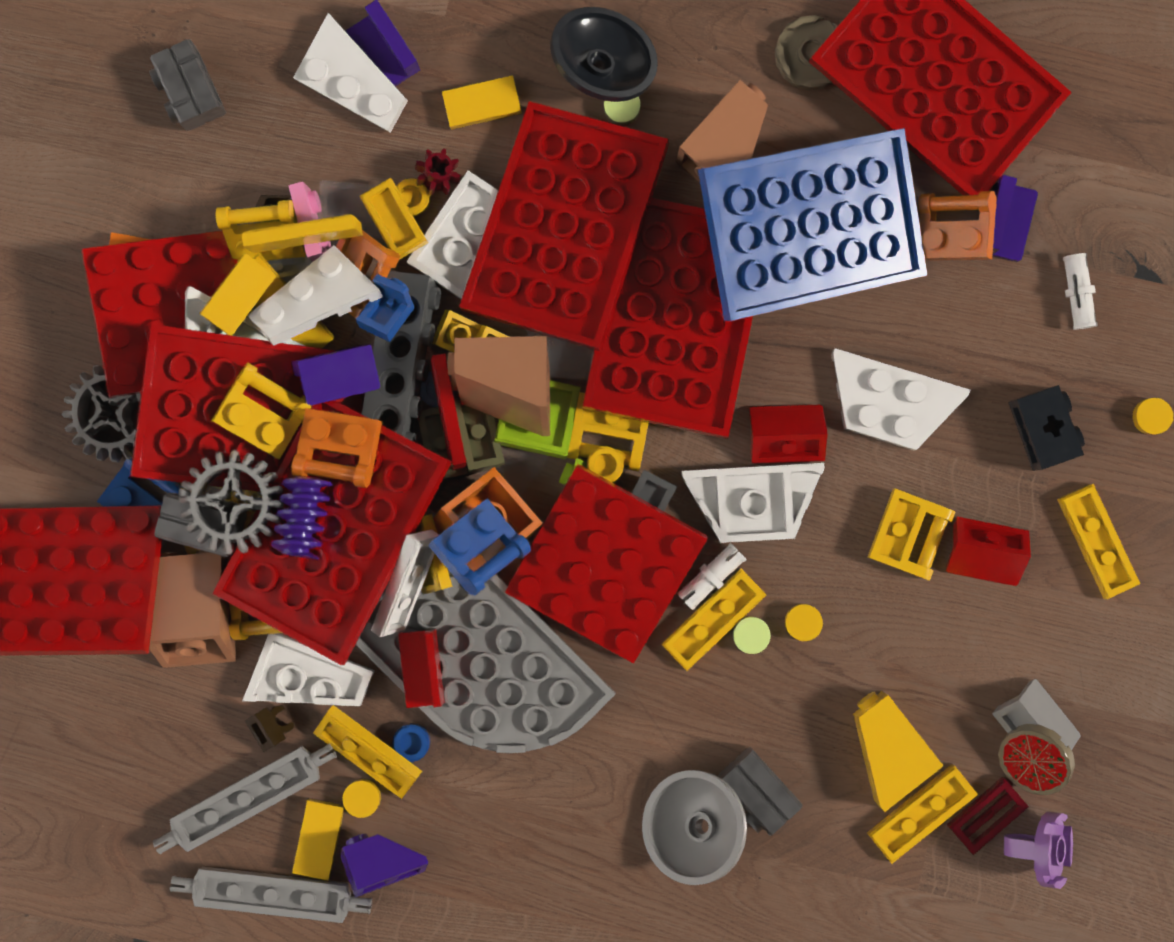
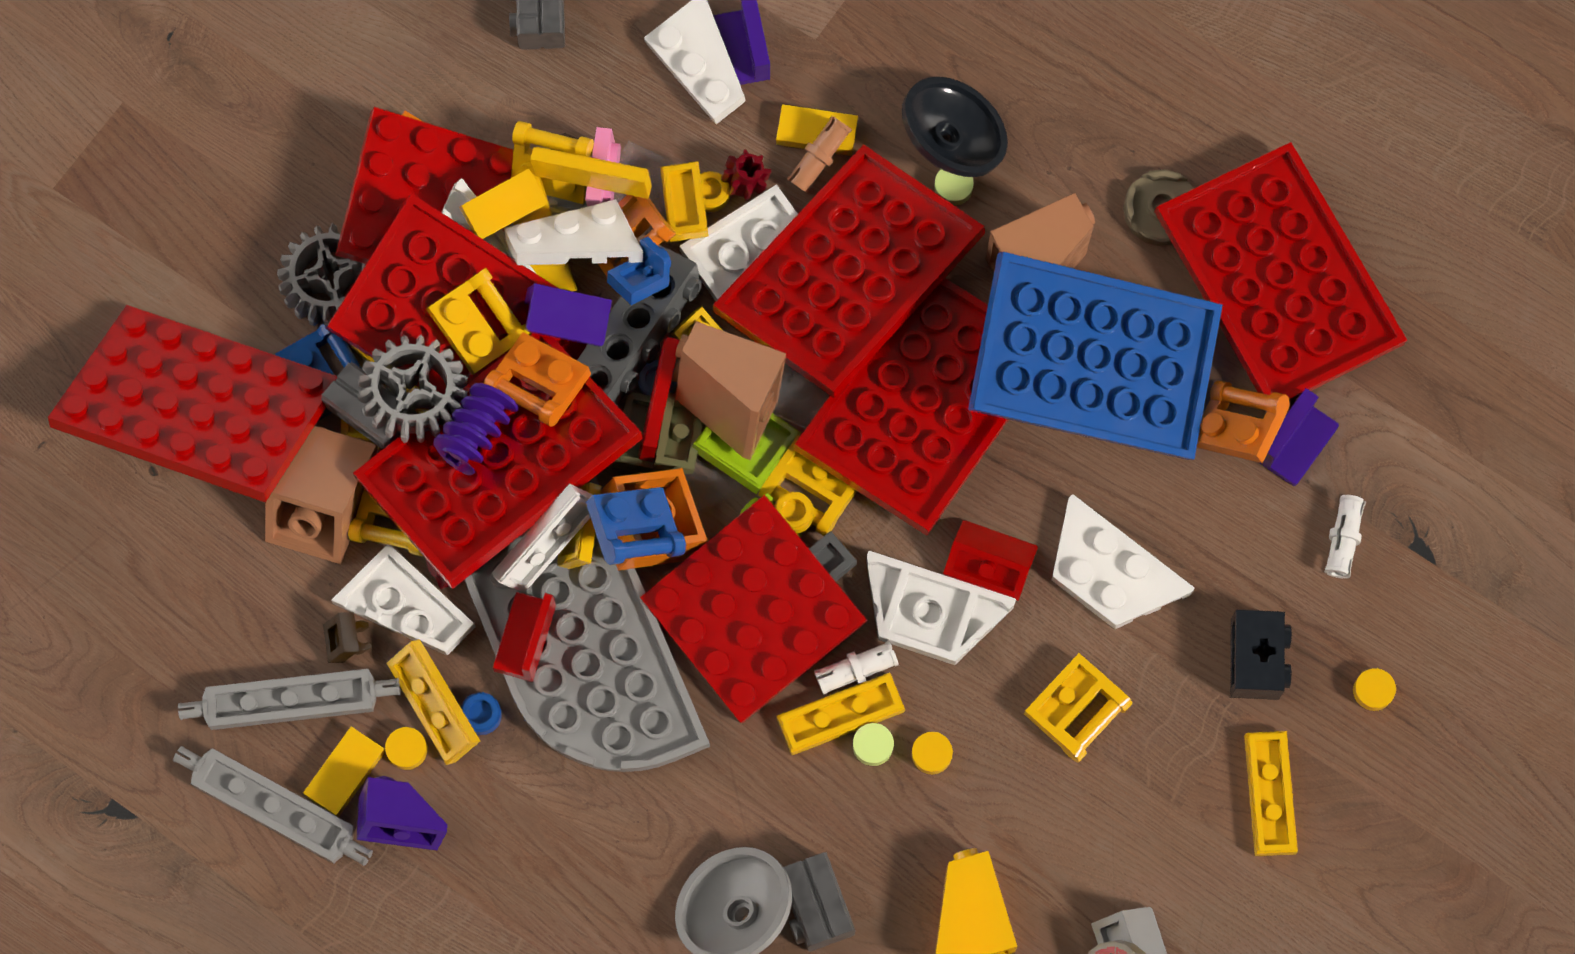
camera: 20 degrees right, 15 degrees down
(494, 126) = (819, 154): none -> nougat pin
(989, 551) = (1150, 757): red panel -> none

